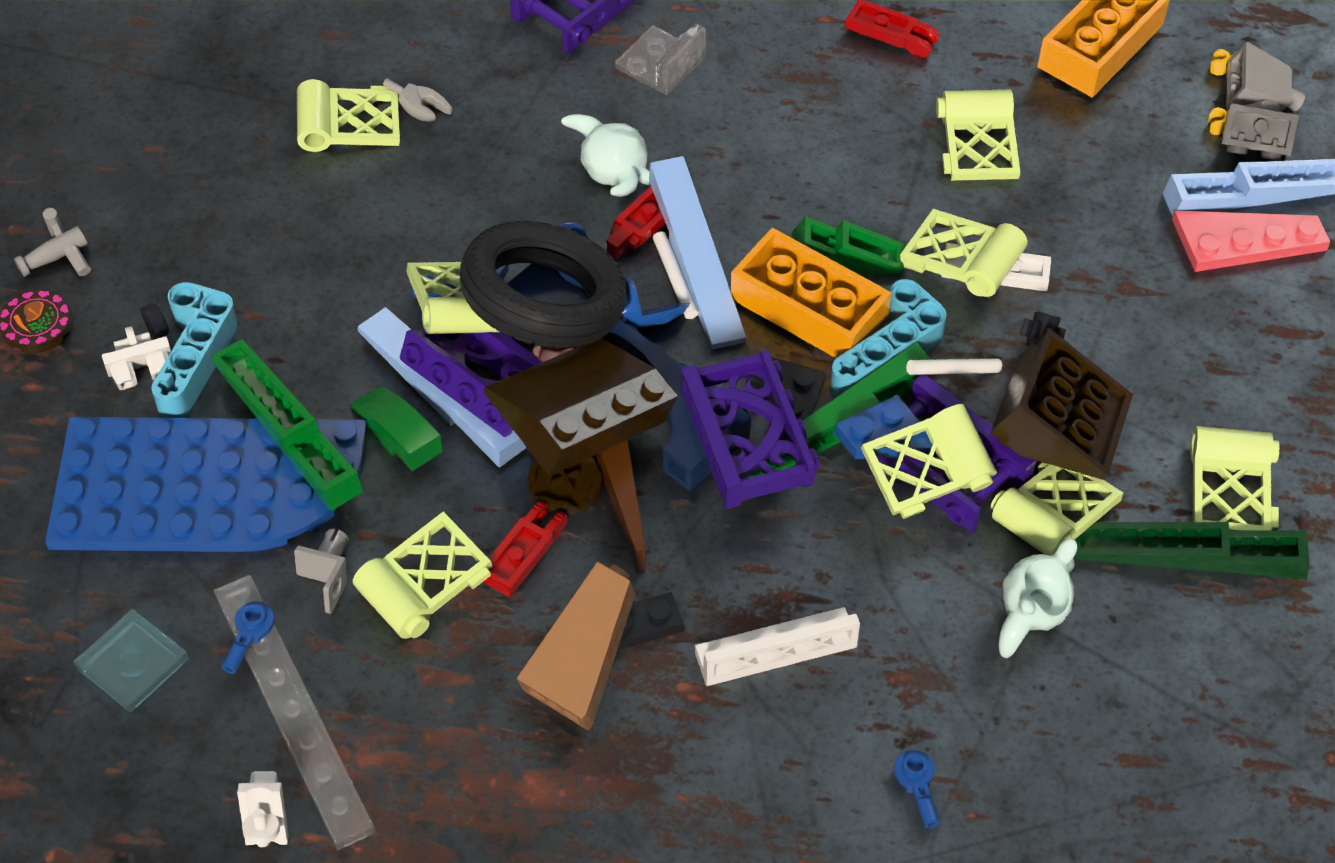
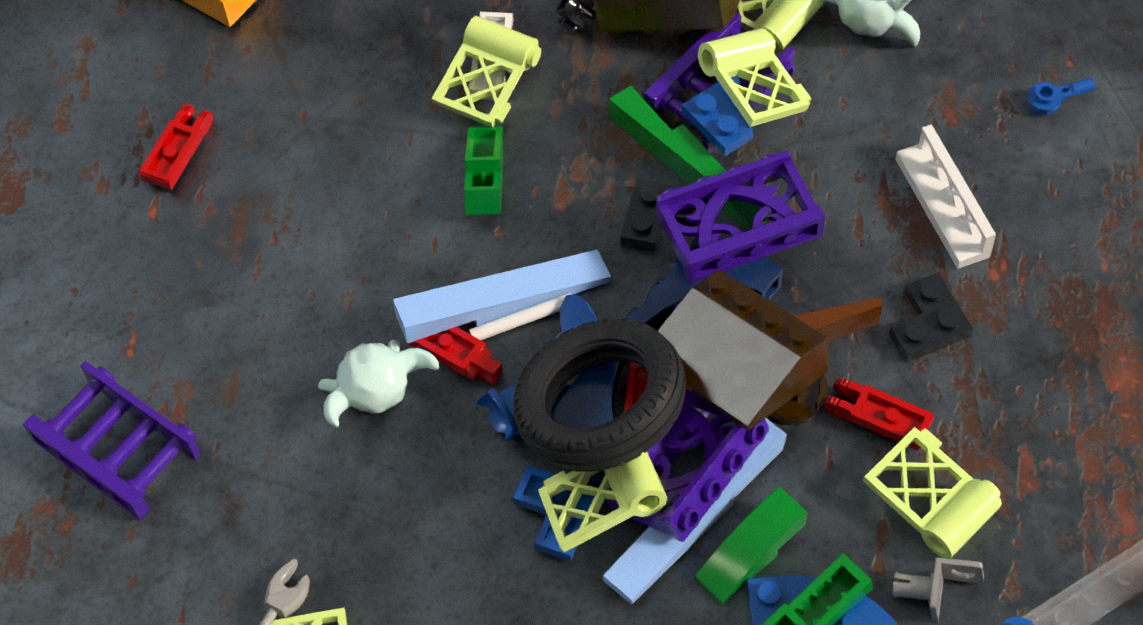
camera: 90 degrees left, 5 degrees up
(580, 648) = (991, 340): medium nougat slope -> none
(662, 58) = (221, 349): clear bracket -> none
(809, 294) = (554, 189): light orange brick -> none
(913, 319) = (578, 106): medium azure beam -> none
(953, 366) = (629, 73): white bar -> none
(978, 113) = (298, 75): yellowish green piece -> none

